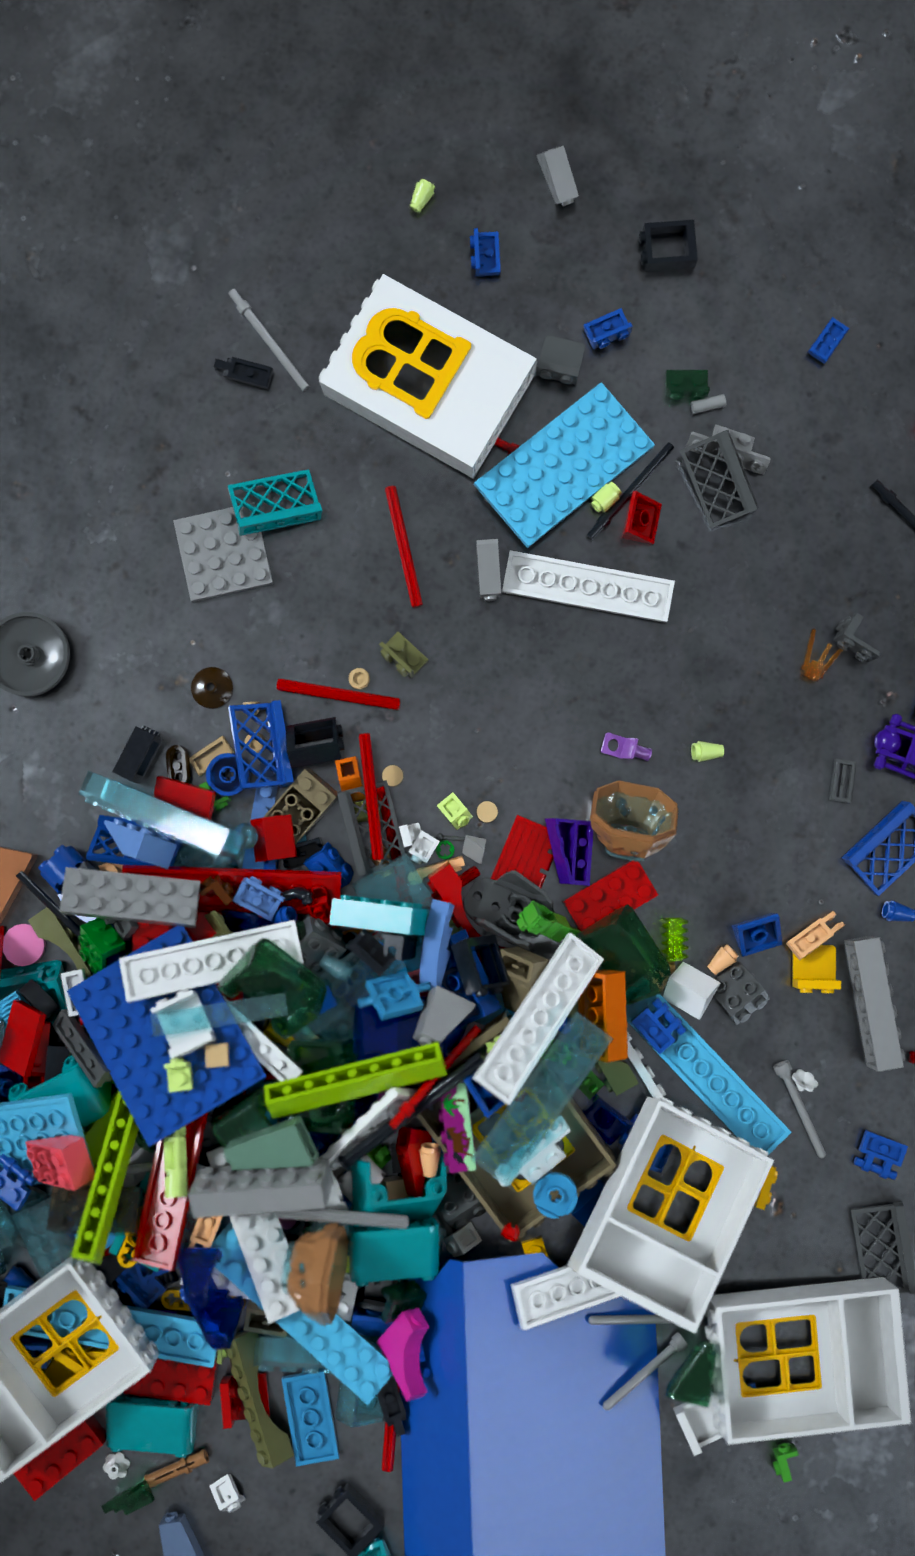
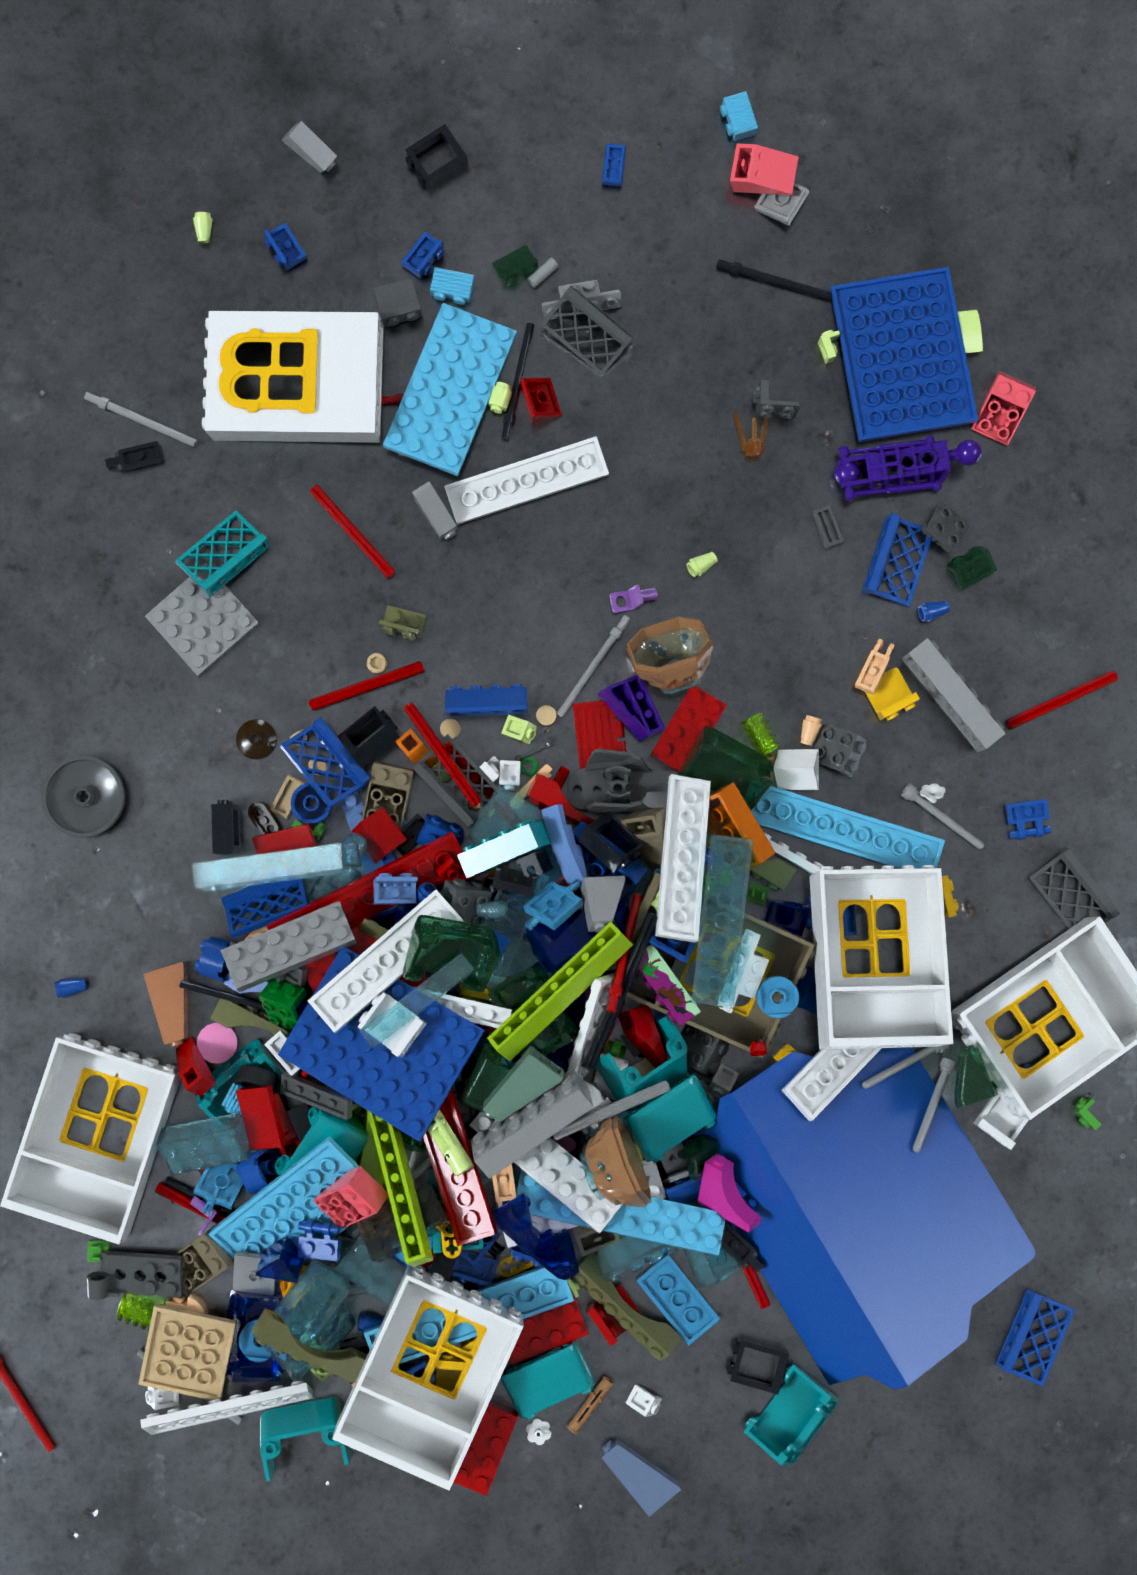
camera: 35 degrees left, 0 degrees up
(130, 1499) = (566, 1450): clear green bracket -> none
(141, 843) = (273, 897): medium blue slope -> none
(179, 1075) = (411, 1068): yellowish green bracket -> none
(217, 1055) = (434, 1035): tan tile -> none
(222, 889) = (362, 898): reddish brown bracket -> none
(300, 893) = (432, 865): black arm -> none
(429, 1158) = (657, 1025): light nougat cone -> none
(438, 768) = (486, 701): none -> blue slope
(474, 848) = (552, 751): light grey slope -> none
(541, 920) = (639, 778): bright green piece -> none
(591, 772) = (615, 634): none -> light grey bar
(618, 371) = (452, 285): none -> medium azure brick
(652, 1028) = (783, 818): blue plate -> none
(758, 934) = (828, 692): blue slope -> none

